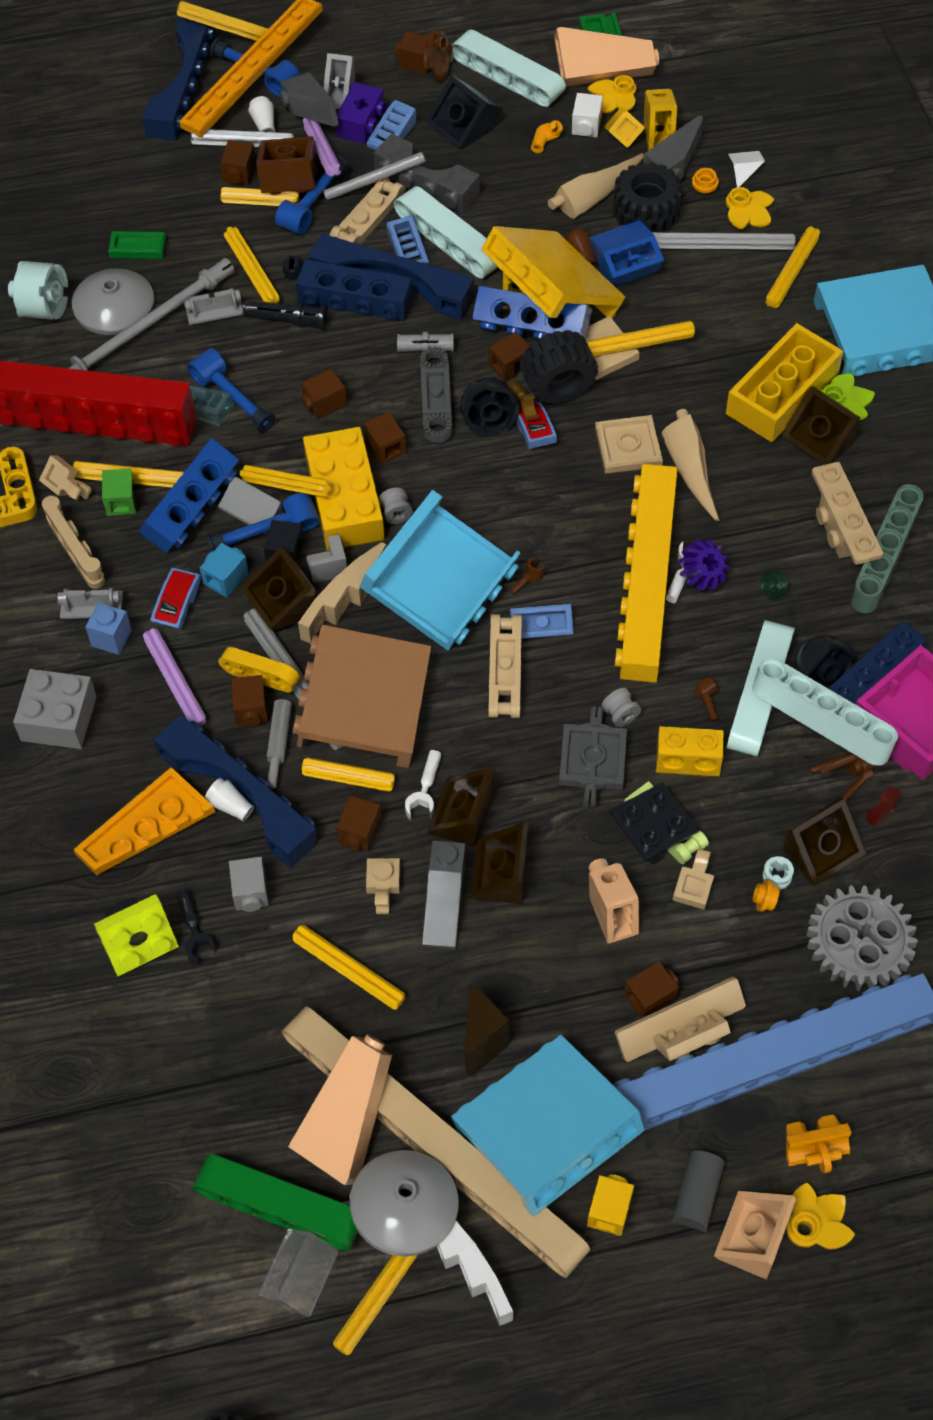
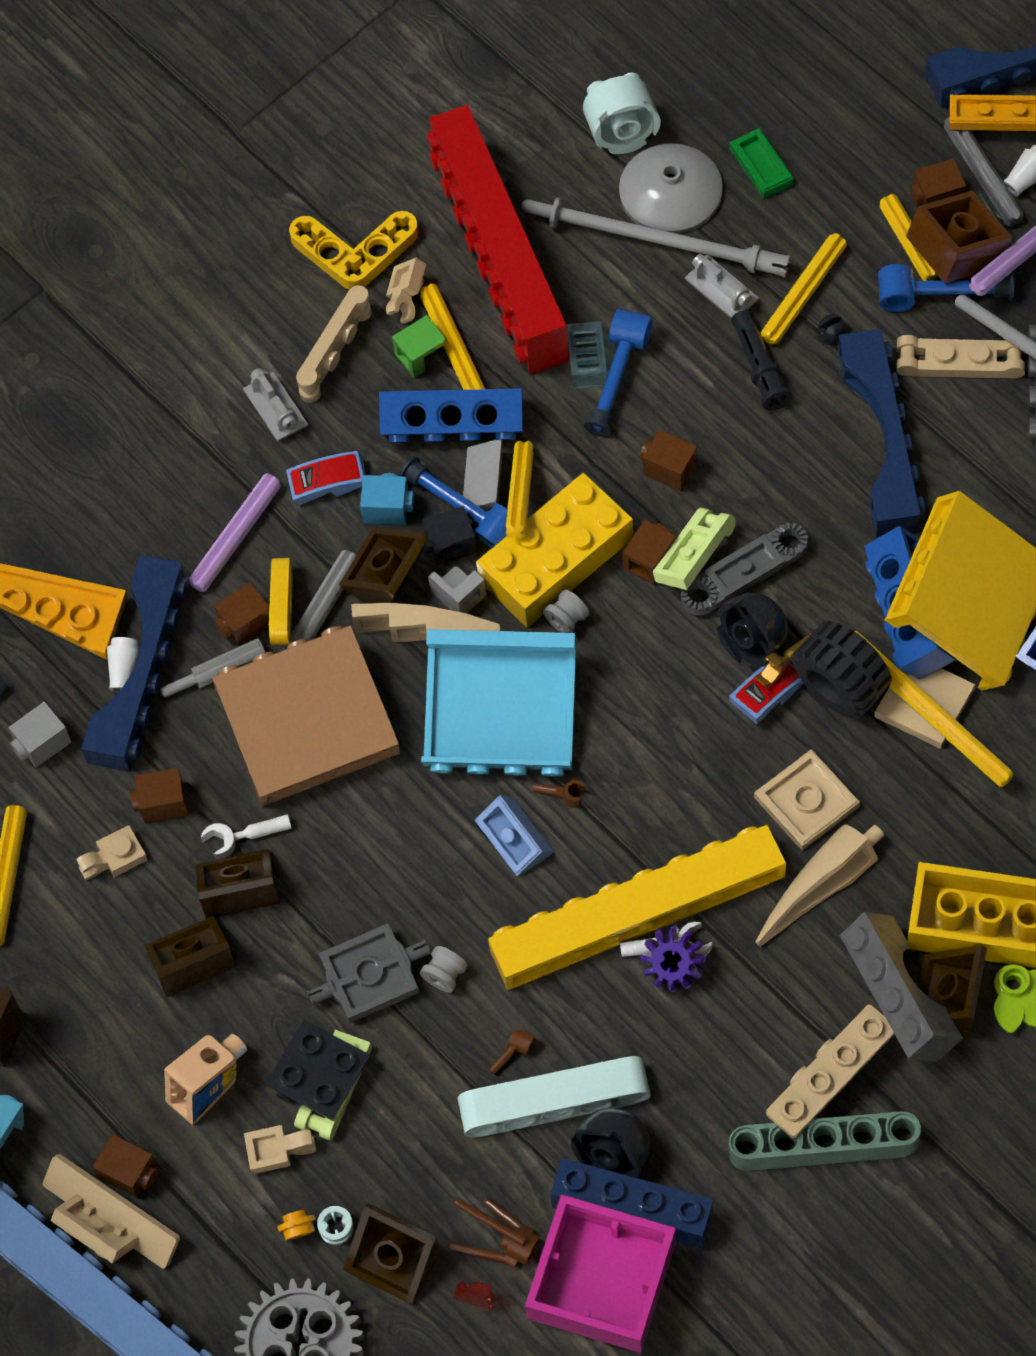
camera: 65 degrees right, 5 degrees up
(55, 709) = (131, 449): light grey brick -> none
(108, 628) = (249, 439): medium blue brick -> none
(348, 774) = (216, 754): yellow axle -> none
(354, 290) = (822, 359): dark blue brick -> none
(401, 226) = (940, 405): medium blue slope -> none
(404, 410) = (693, 548): none -> yellowish green plate
(406, 342) = (811, 519): light grey pin -> none
(444, 894) = (127, 917): slope -> none
(446, 230) = (989, 439): light aqua beam -> none
(505, 665) = (427, 828): tan plate -> none
(506, 353) = (844, 608): reddish brown panel -> none
(689, 751) = (425, 1063): yellow brick -> none
(773, 584) = (699, 1044): clear green plate -> none
(808, 448) = (916, 1020): none -> flat silver arch
(824, 711) = (526, 1185): light aqua beam -> none

